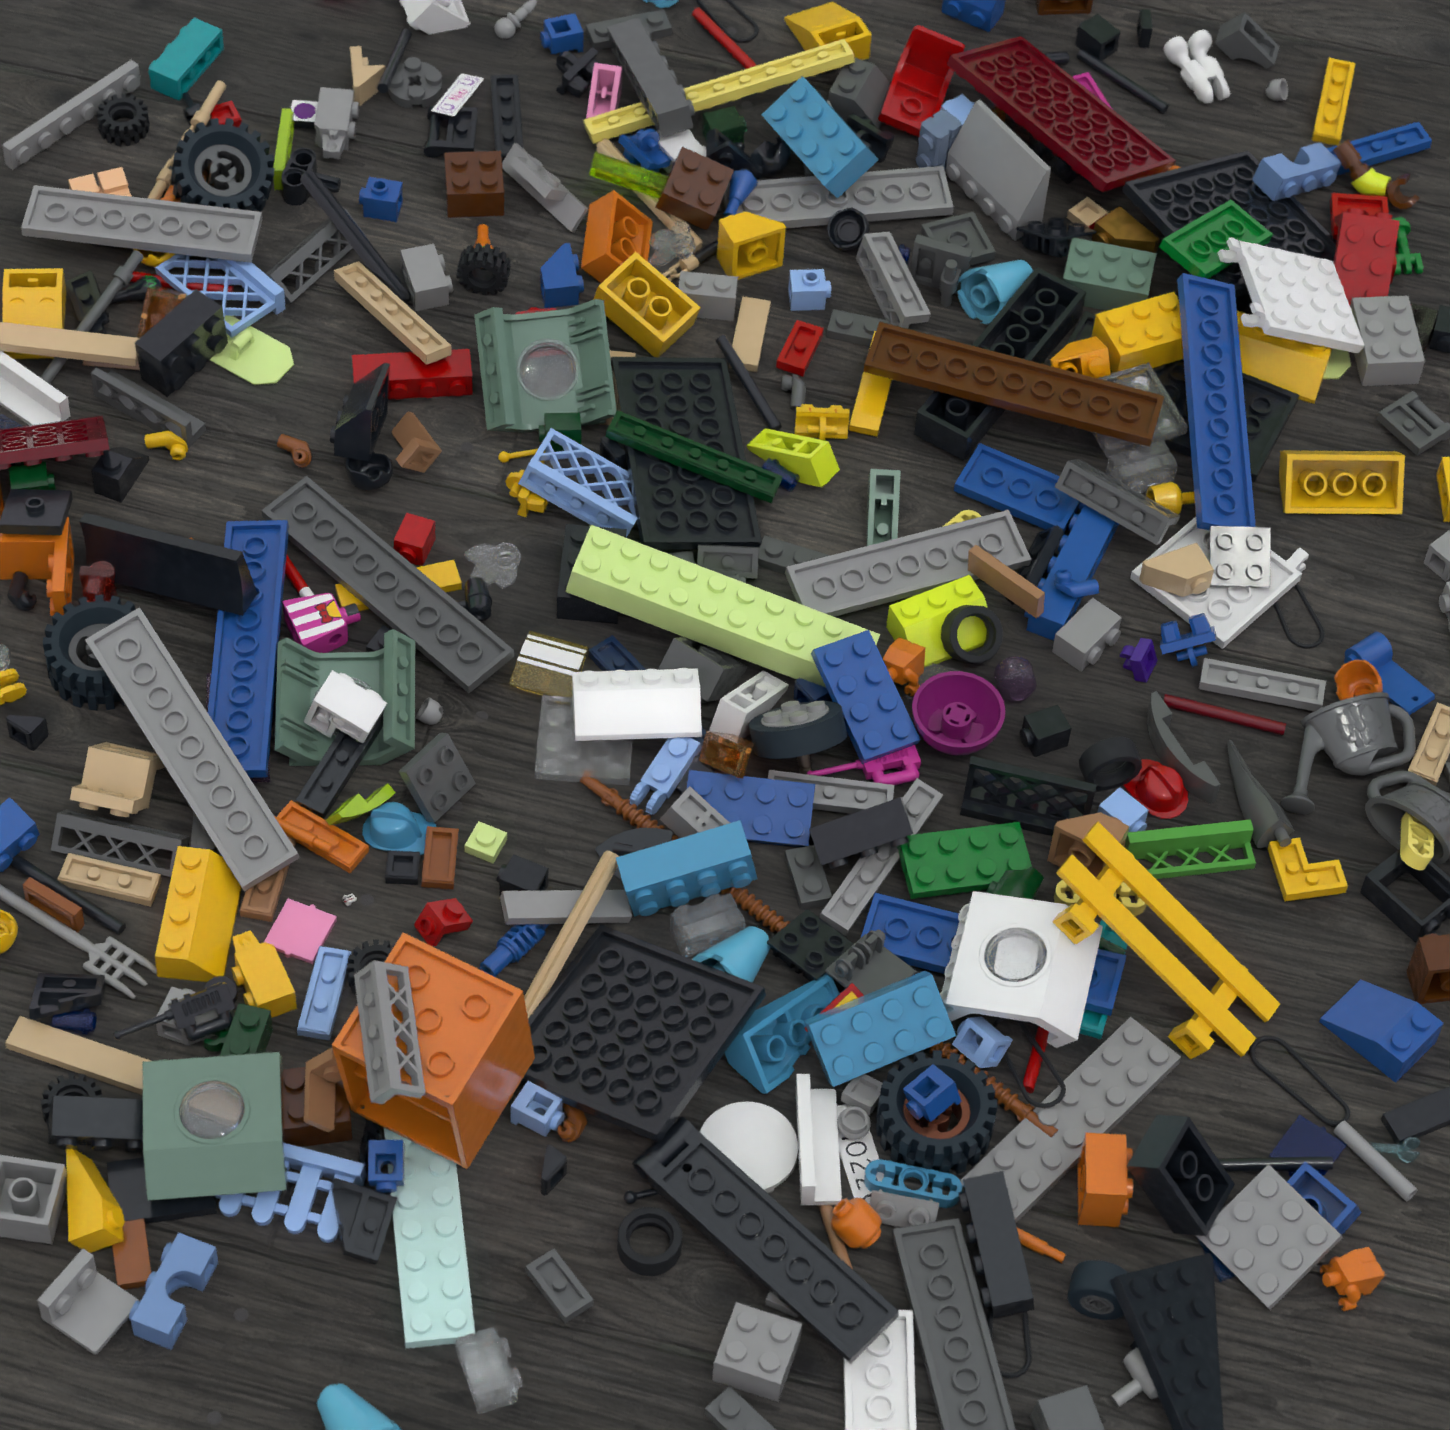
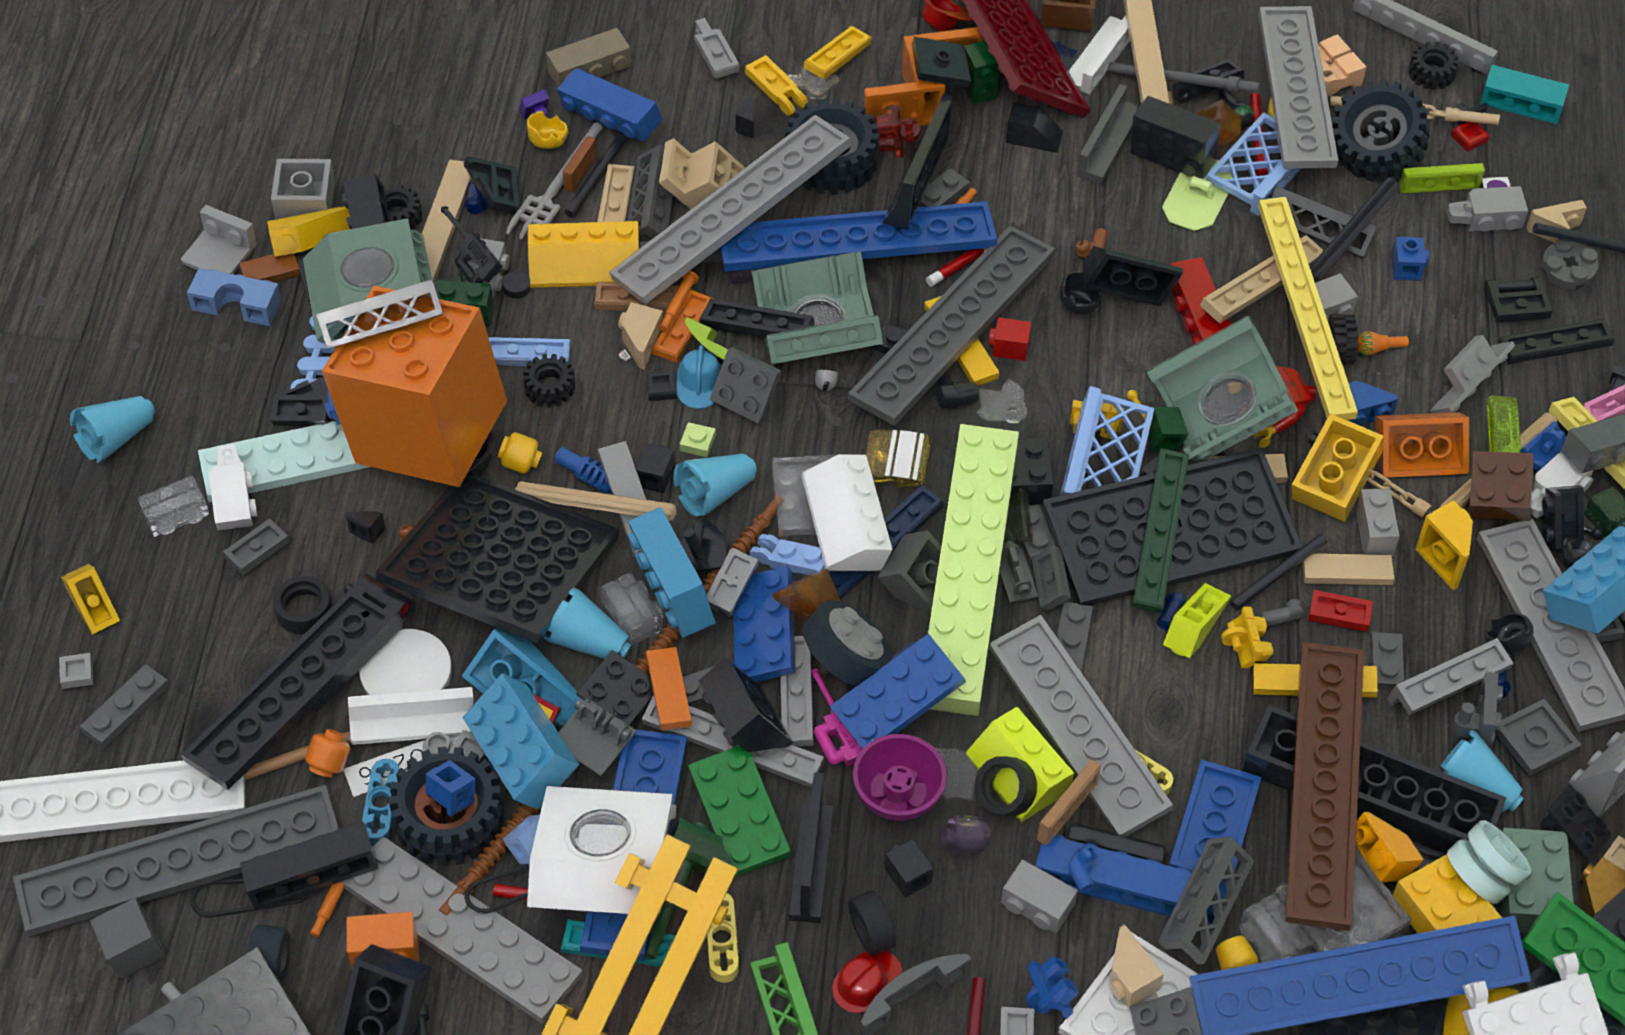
camera: 85 degrees right, 0 degrees up
(34, 299) = (1191, 40): yellow slope -> none
(168, 439) = (1071, 165): yellow arm -> none
(262, 975) = (531, 305): yellow hinge -> none
(299, 162) = (1414, 198): black beam -> none
(300, 930) = (587, 327): bright pink piece -> none
(319, 621) = (899, 286): torso -> none
(330, 873) = (640, 331): none -> tan slope
(344, 707) = (791, 298): white brick -> none
(417, 444) = (1106, 326): medium nougat bracket -> none
(440, 857) = (675, 409): dark orange tile -> none
(442, 918) = (609, 418): red bracket -> none
(445, 281) = (1307, 308): none -> light yellow plate
(457, 94) = (1566, 295): white sticker -> none
(474, 184) = (1450, 320): reddish brown brick -> none
(486, 1299) = (230, 491): none -> white hinge
(536, 1101) = (419, 502): light blue brick -> none
(560, 828) = (712, 481): none -> medium azure cone
(671, 244) = (1435, 486): clear plate -> none
(741, 186) = (1523, 528): blue cone -> none
(746, 703) = (885, 610): white slope -> none
(757, 1352) = (195, 691): light grey brick -> none
(808, 289) = (1418, 607): light blue brick -> none
(822, 896) = (668, 688): none -> orange tile
(882, 505) = (1151, 698): sand green slope -> none
(903, 1210) = (352, 782): light grey hinge -> none
(905, 663) = (955, 730): orange piece -> none
(1069, 835) = (763, 913): medium nougat slope -> none
(1112, 286) = (1489, 862): none -> light aqua wheel
(1126, 809) = (816, 944): light blue brick -> none
(1140, 659) = (1018, 949): dark purple tile -> none

